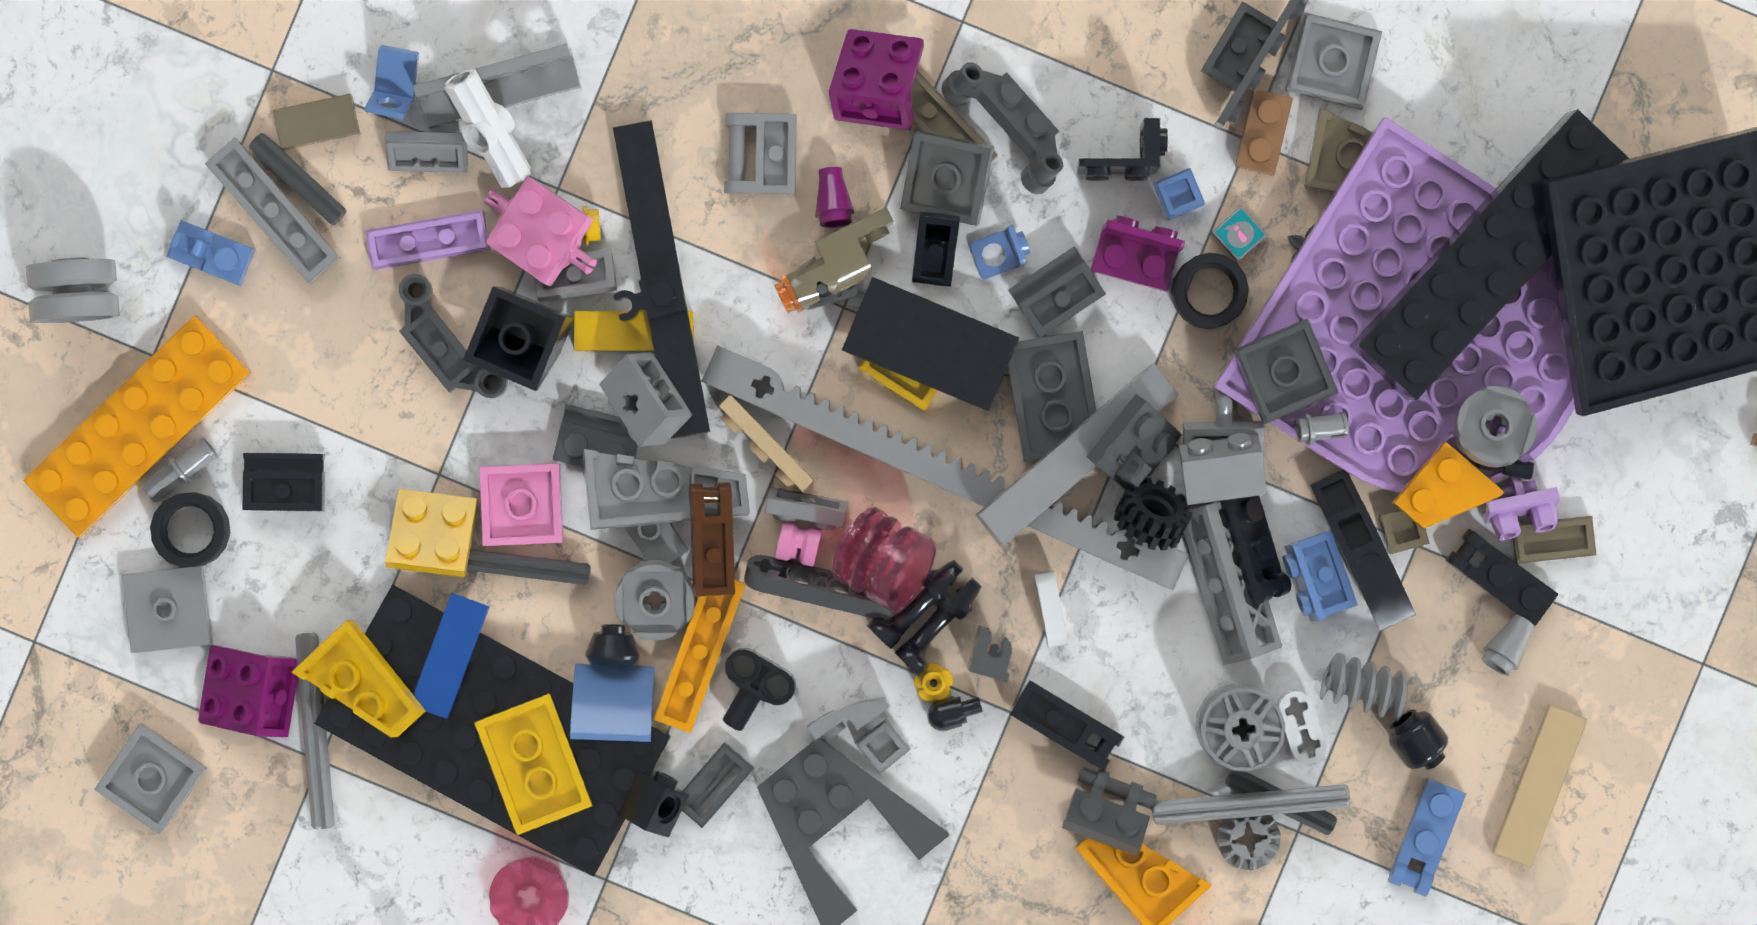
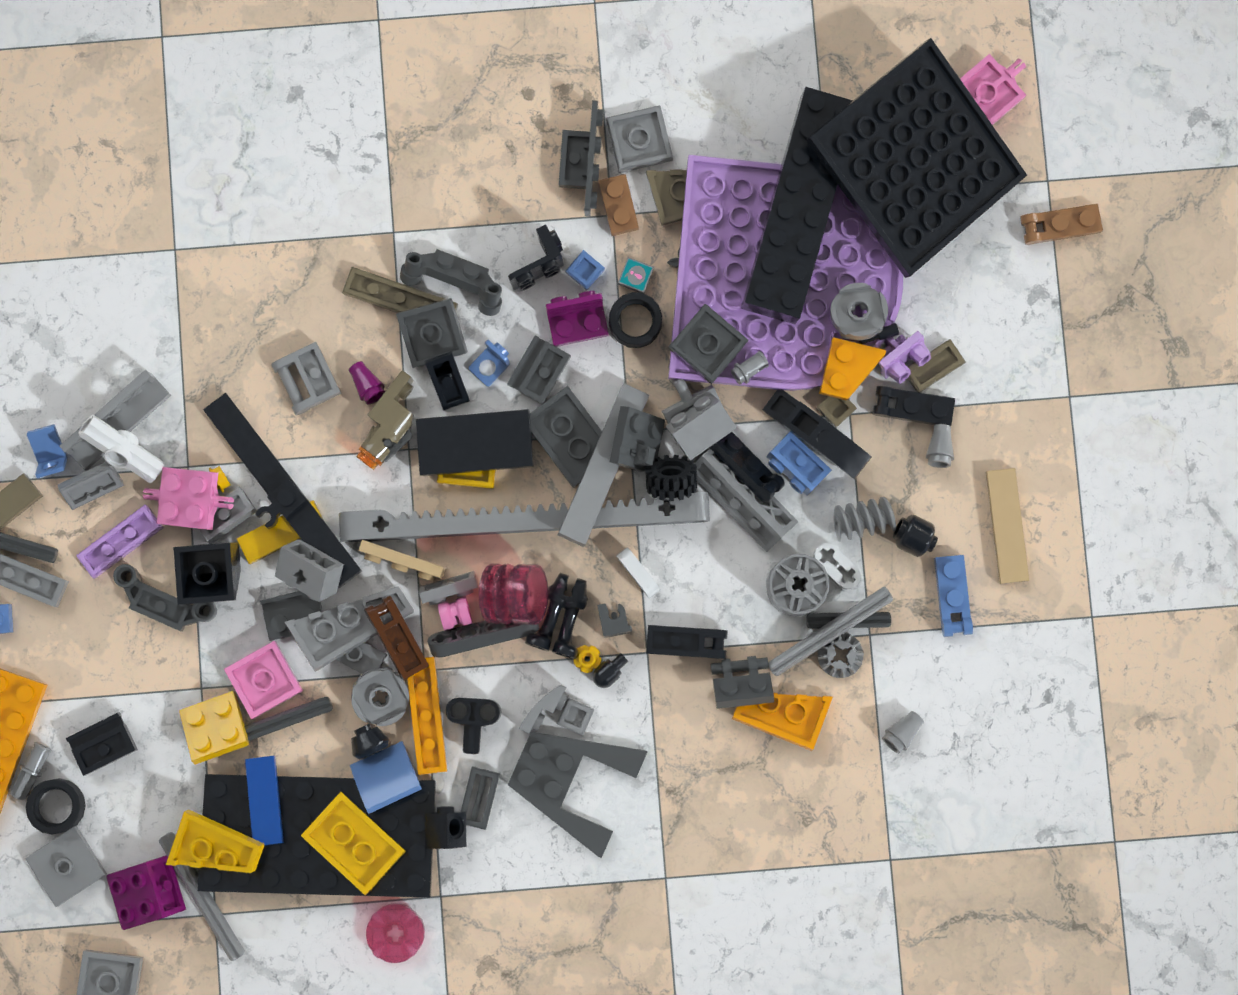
camera: 30 degrees left, 5 degrees down
(875, 79) = (355, 295): magenta bracket -> none

